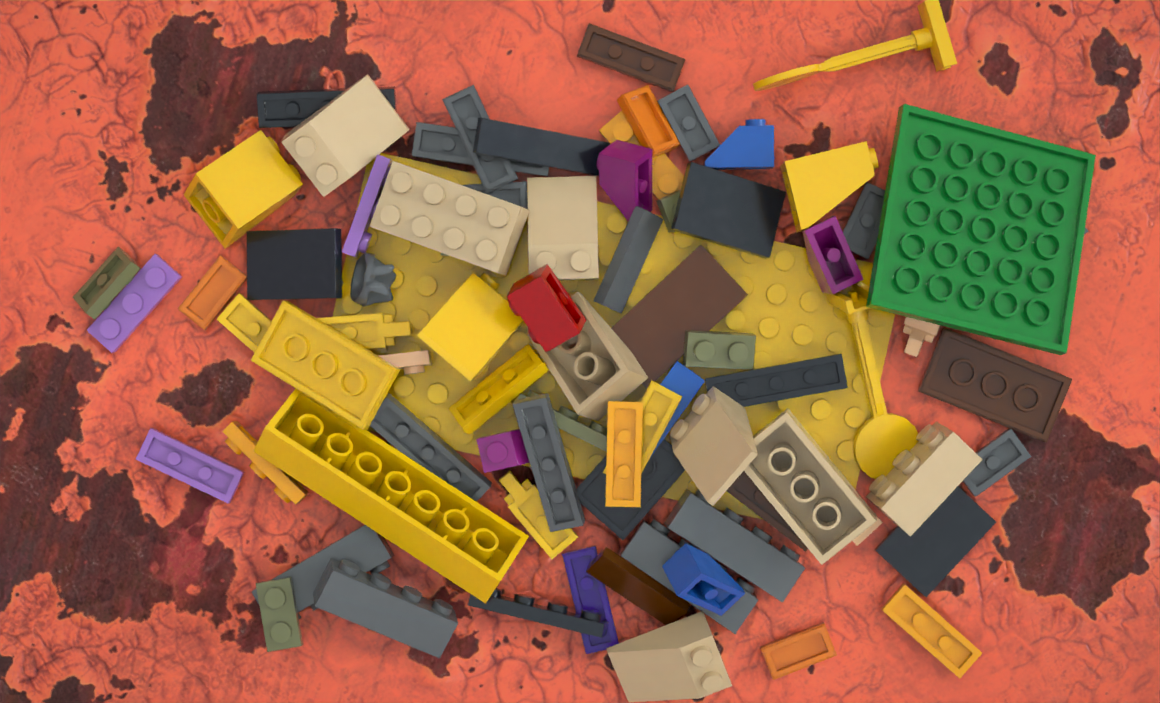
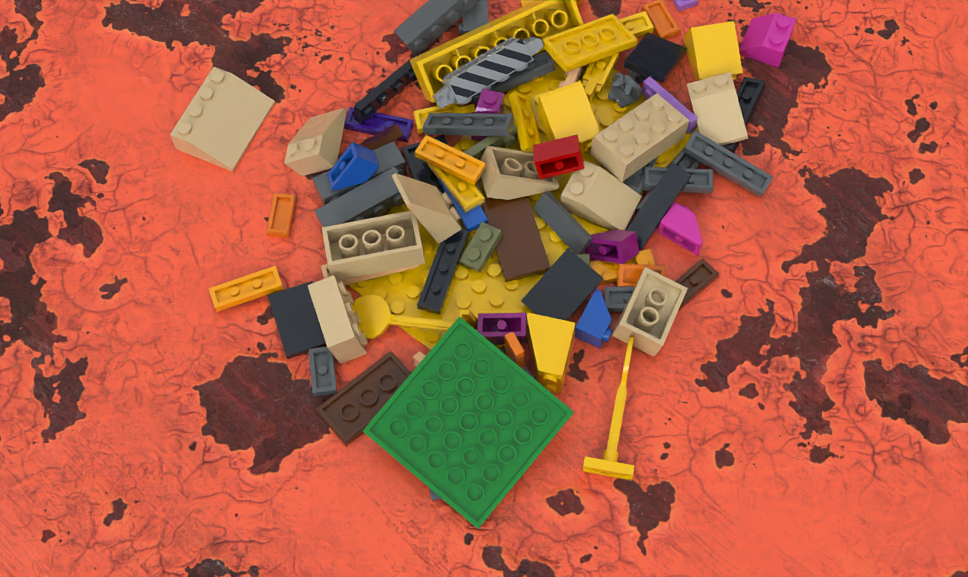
camera: 120 degrees right, 25 degrees down
(175, 125) = (768, 38): none -> dark pink slope
(420, 85) = (727, 164): none -> dark grey plate
(446, 482) = (486, 70): none -> light grey hinge
(546, 101) = (681, 228): none -> dark pink slope
(701, 81) = (650, 312): none -> tan slope
(860, 220) = (514, 349): none -> orange tile

